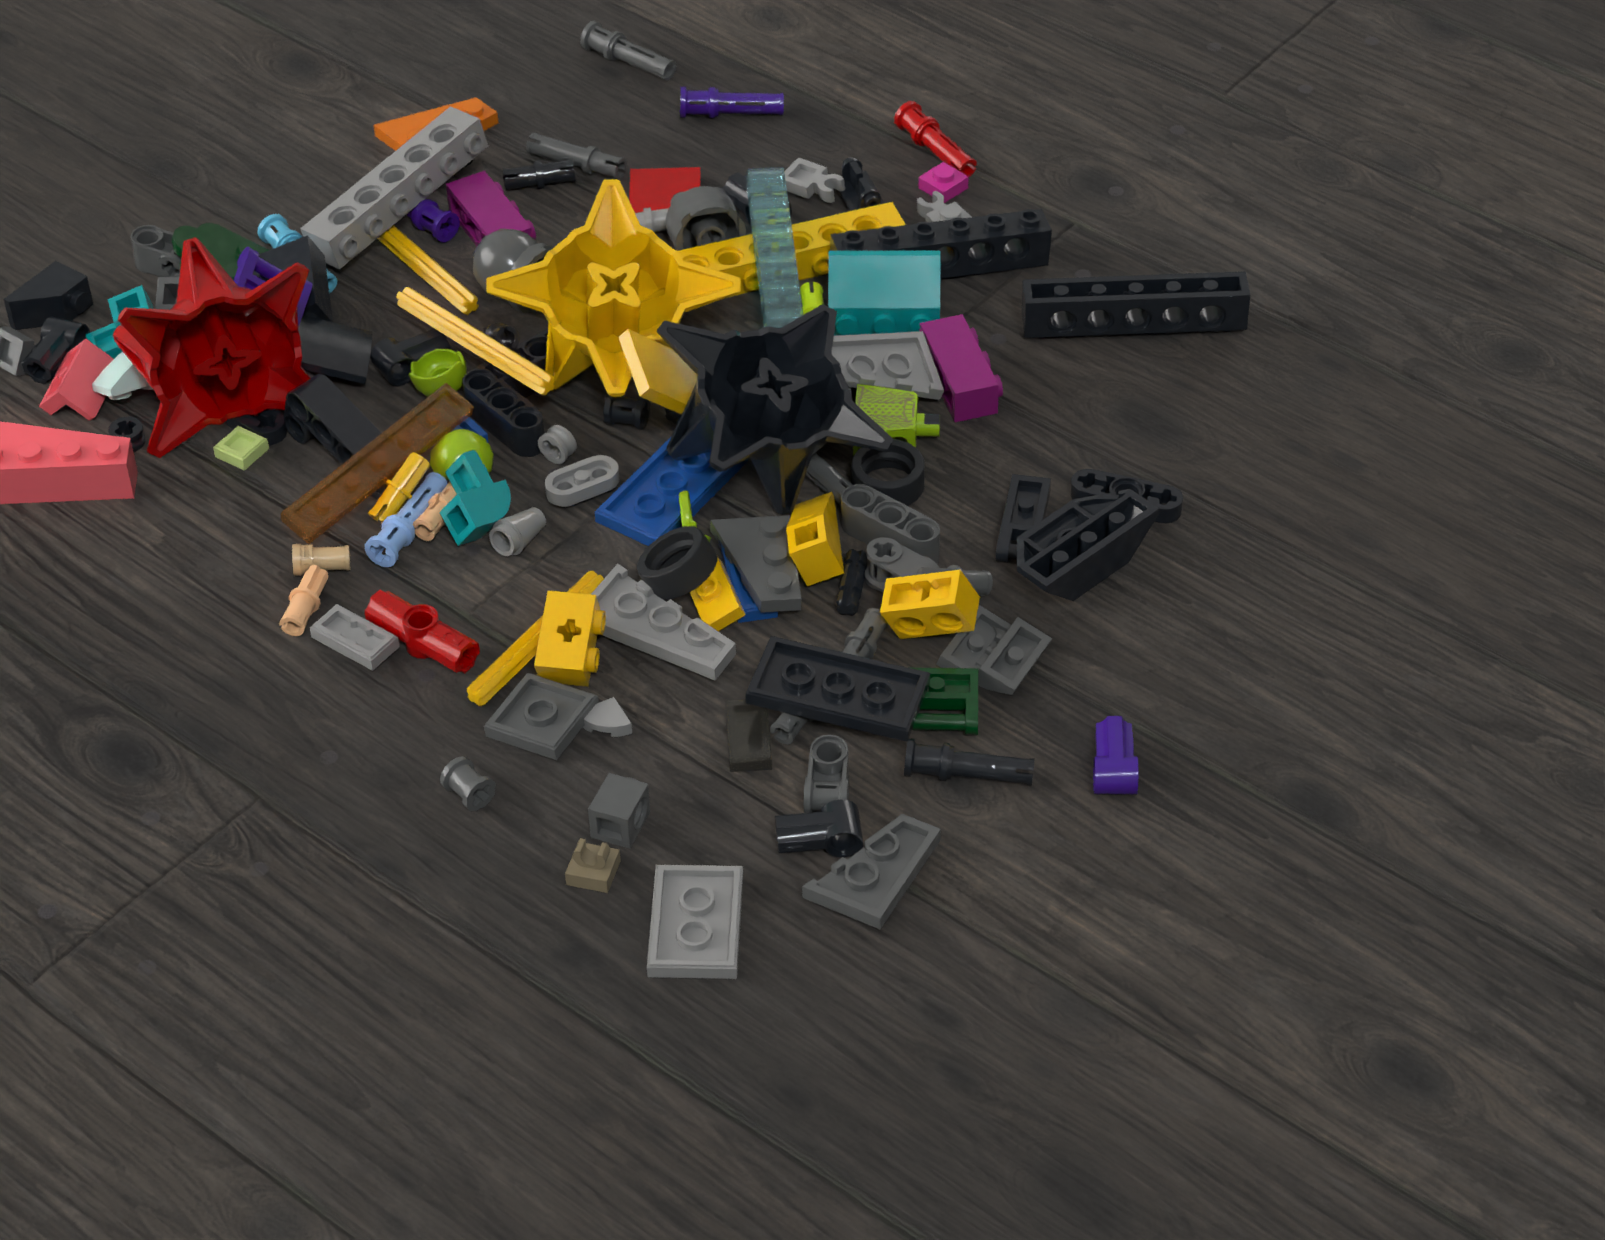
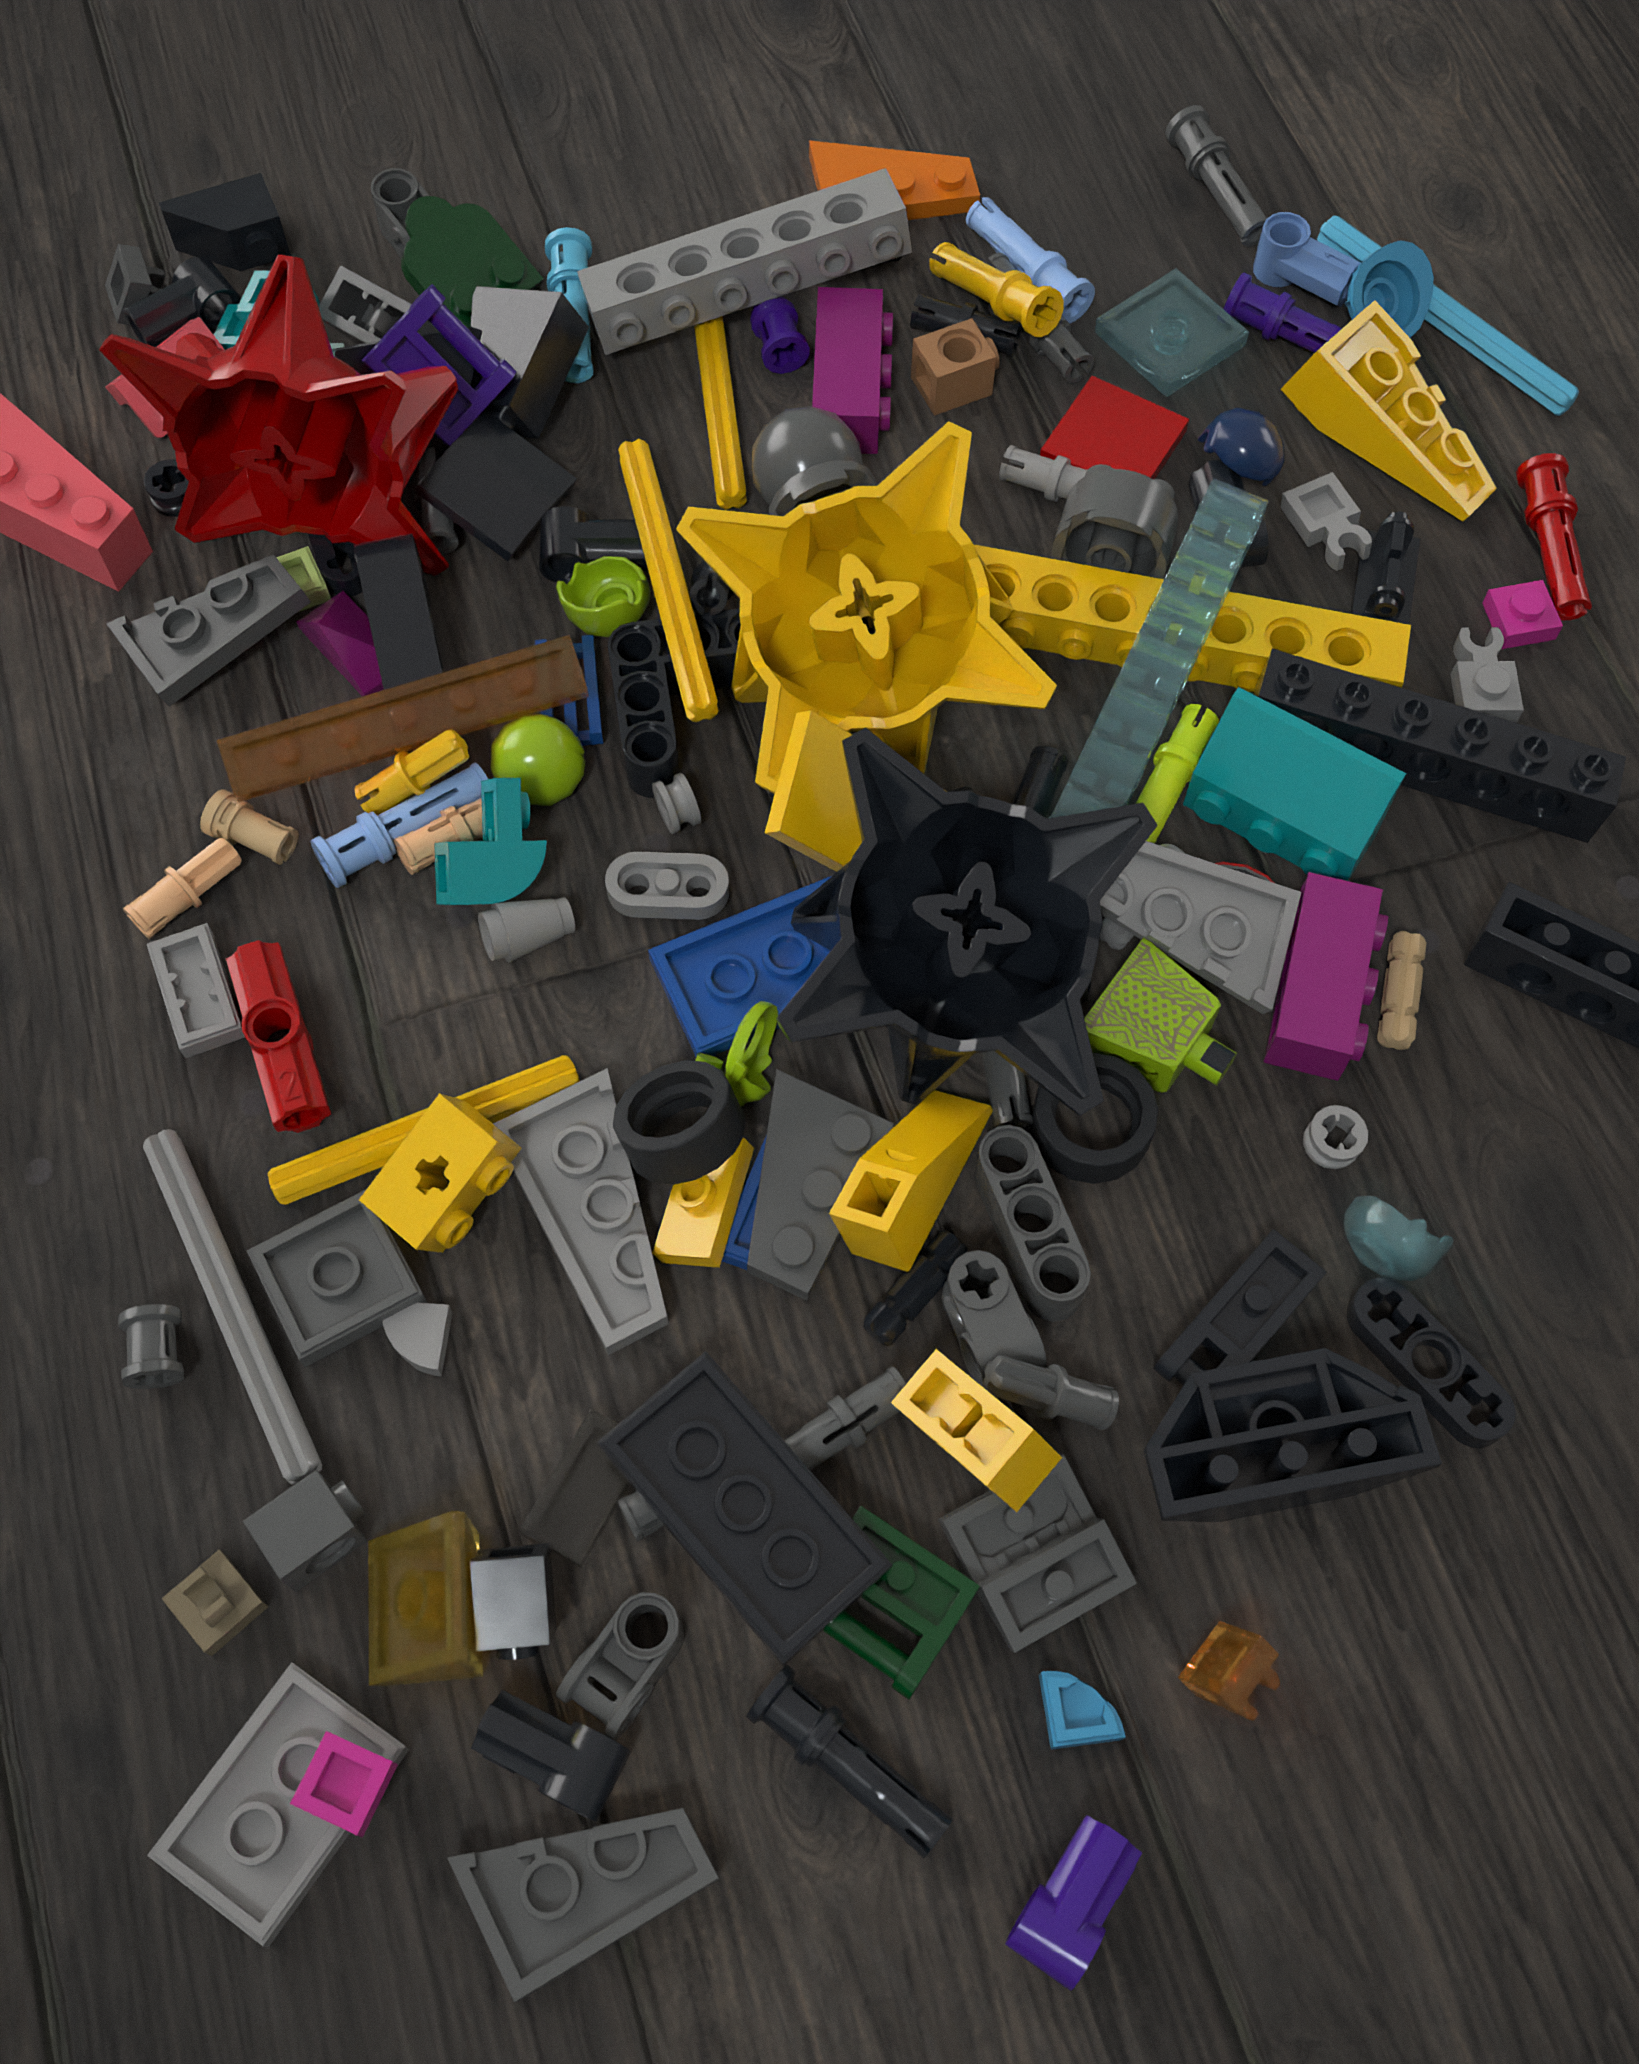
camera: 30 degrees right, 20 degrees up
(216, 484) = (202, 634): none -> dark grey wing
(299, 460) = (346, 640): none -> magenta slope
(492, 751) = (232, 1307): none -> light grey axle
(549, 194) = (954, 366): none -> medium nougat brick
(558, 145) = (1009, 293): none -> yellow pin
(563, 130) = (1042, 266): none -> light blue pin
(658, 132) = (1171, 332): none -> clear light blue plate
(699, 72) = (1291, 256): none -> medium blue piece
(708, 804) = (423, 1603): none -> clear yellow slope
(728, 880) = (344, 1784): none -> dark pink plate
(739, 158) = (1245, 444): none -> dark blue hair
(751, 779) = (513, 1600): none -> brick
(767, 66) = (1398, 280): none -> dark azure piece
(793, 119) = (1377, 404): none -> yellow wedge
(802, 67) = (1469, 330): none -> medium azure axle
(1002, 360) = (1401, 990): none -> tan axle
(1010, 440) = (1316, 1133): none -> light grey bush
(1061, 702) = (1077, 1712): none -> dark azure tile
(1072, 448) = (1391, 1242): none -> clear light blue hair
(1123, 645) = (1230, 1668): none -> clear orange tile

